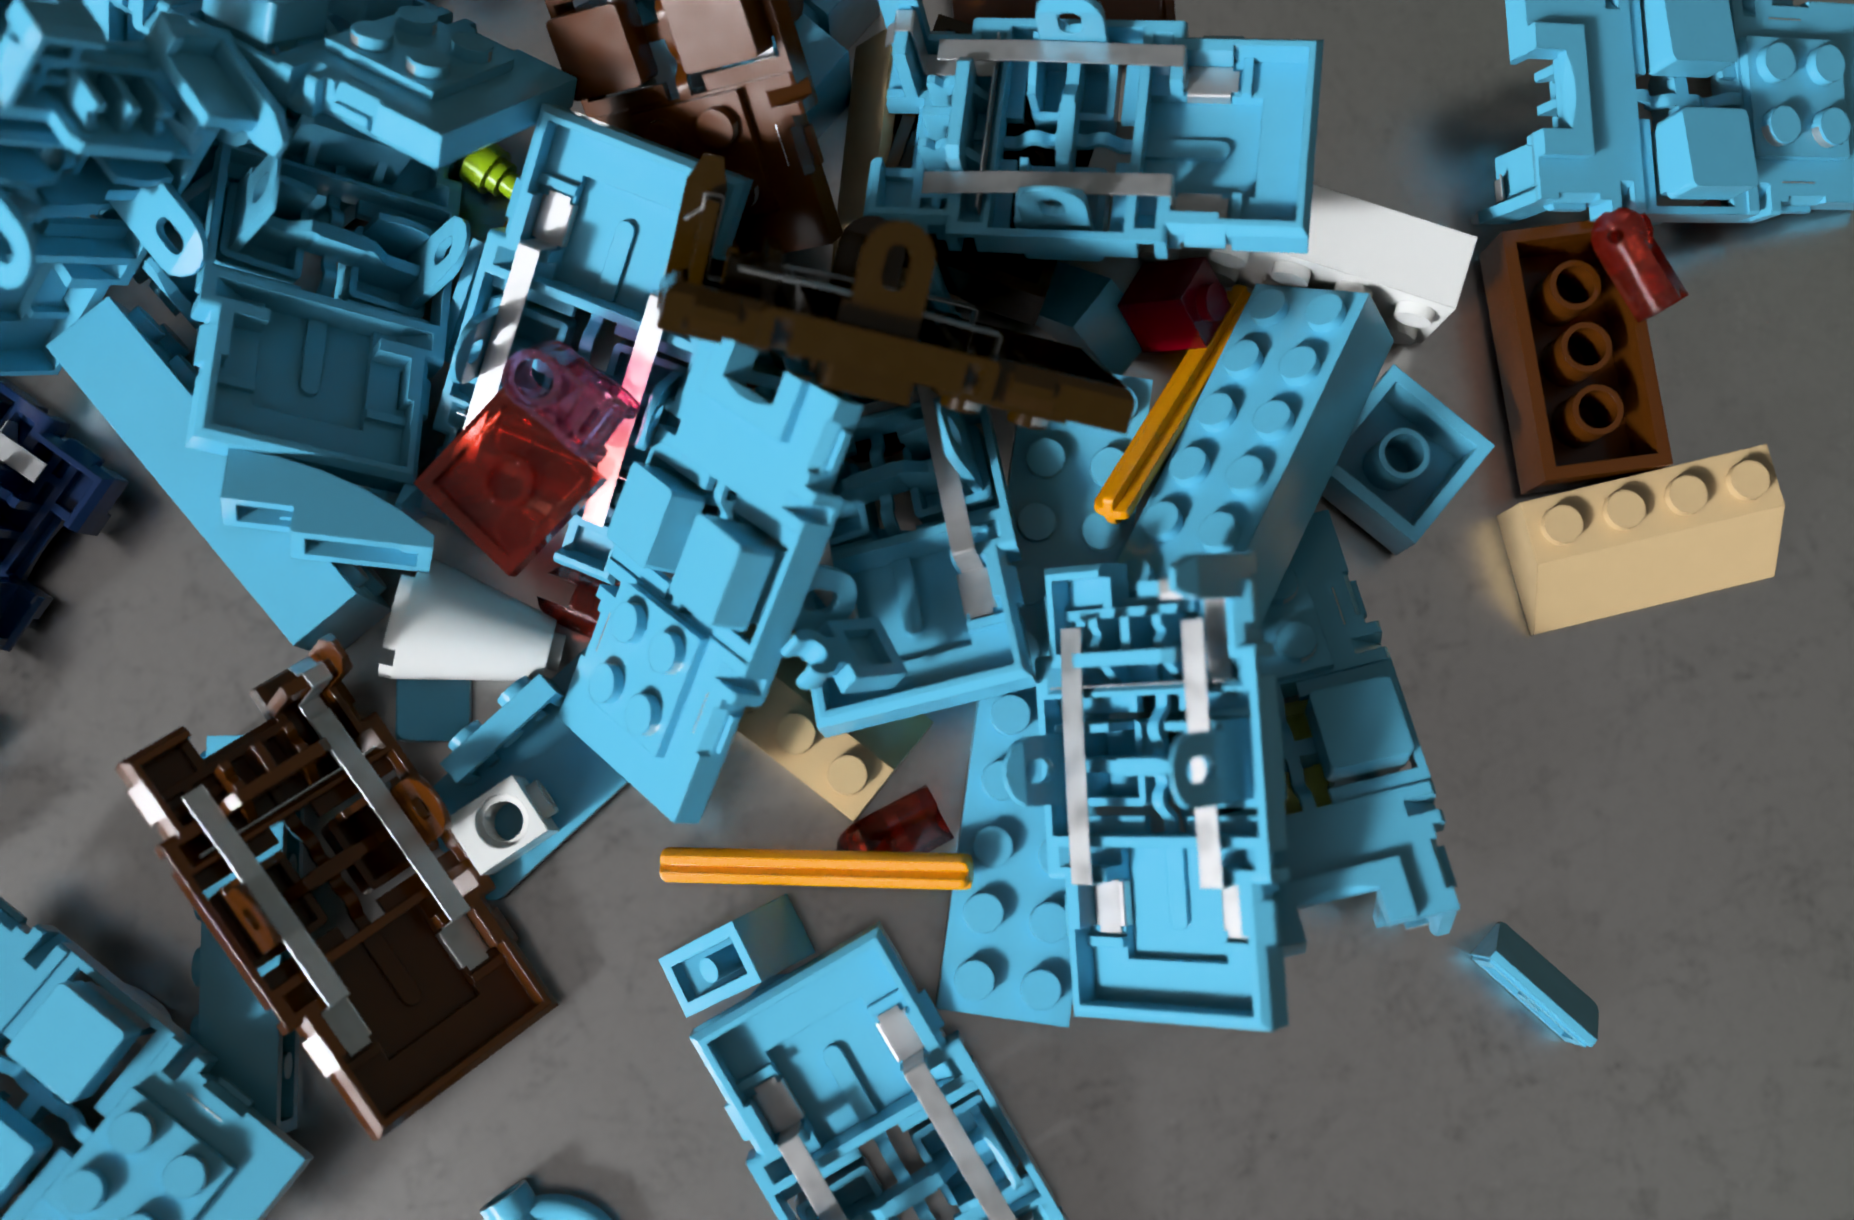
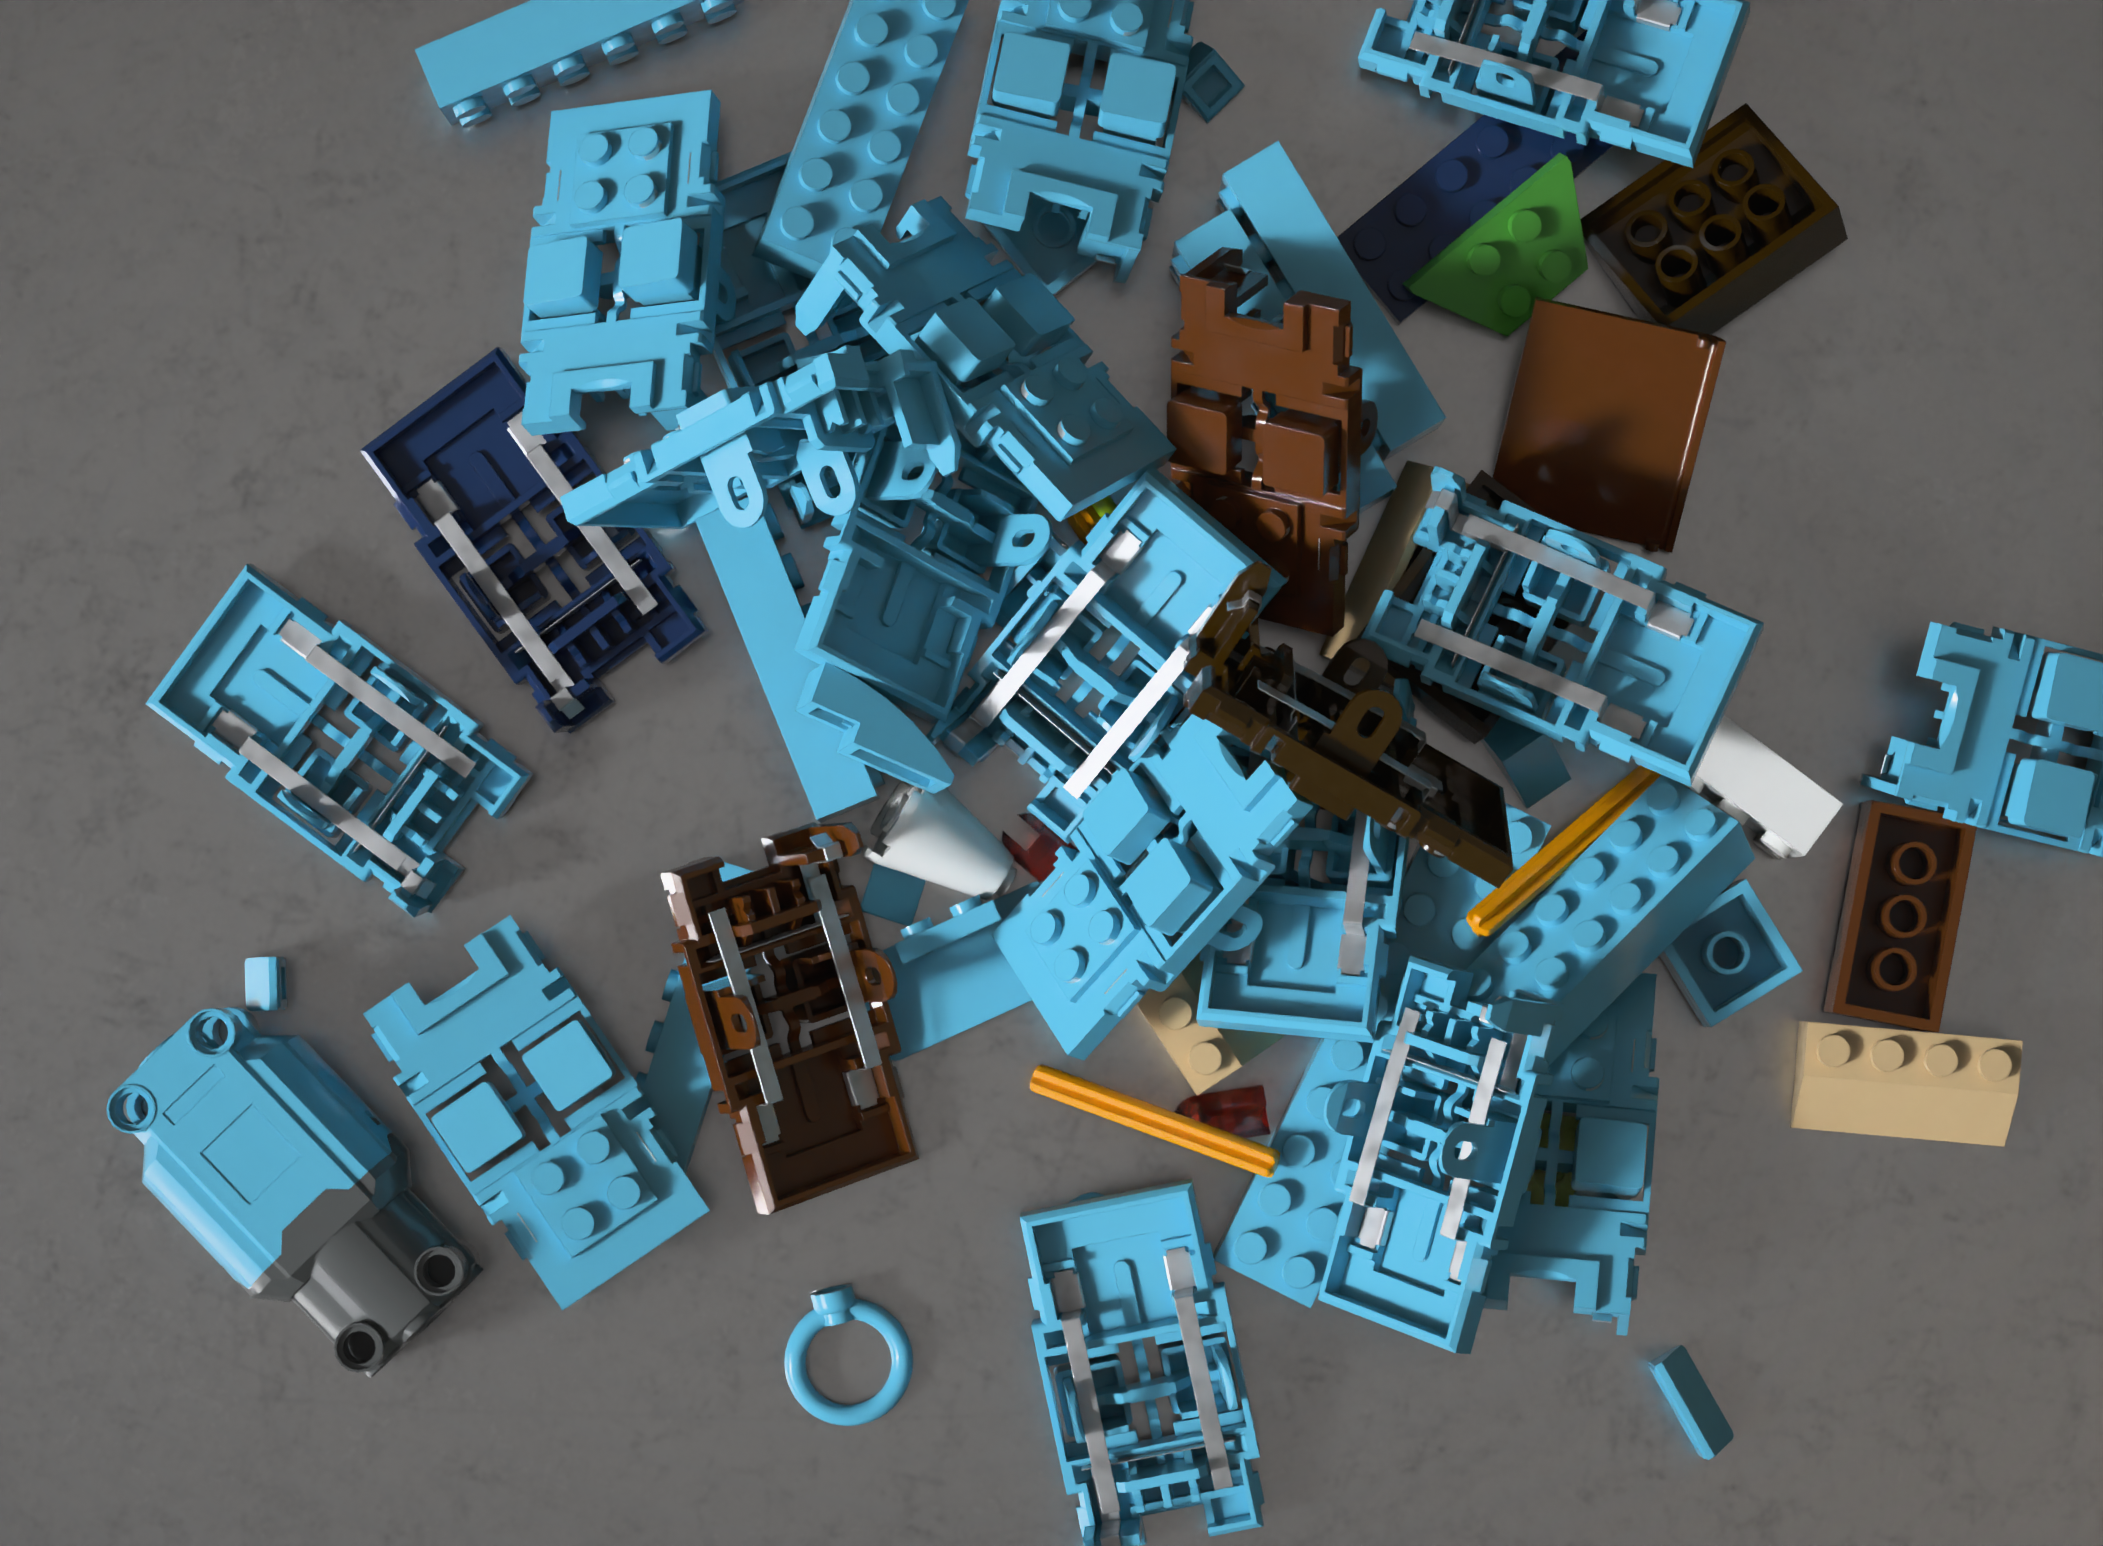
camera: 20 degrees right, 5 degrees up
(476, 828) = (909, 1024): white brick -> none
(509, 483) = (1023, 749): clear red plate -> none
(573, 401) = (1092, 706): clear pink piece -> none
(737, 955) = (1069, 1167): medium azure slope -> none
(849, 651) = (1242, 973): medium azure plate -> none
(1174, 305) = (1589, 776): dark red brick -> none
(1636, 262) = (1964, 865): clear red piece -> none

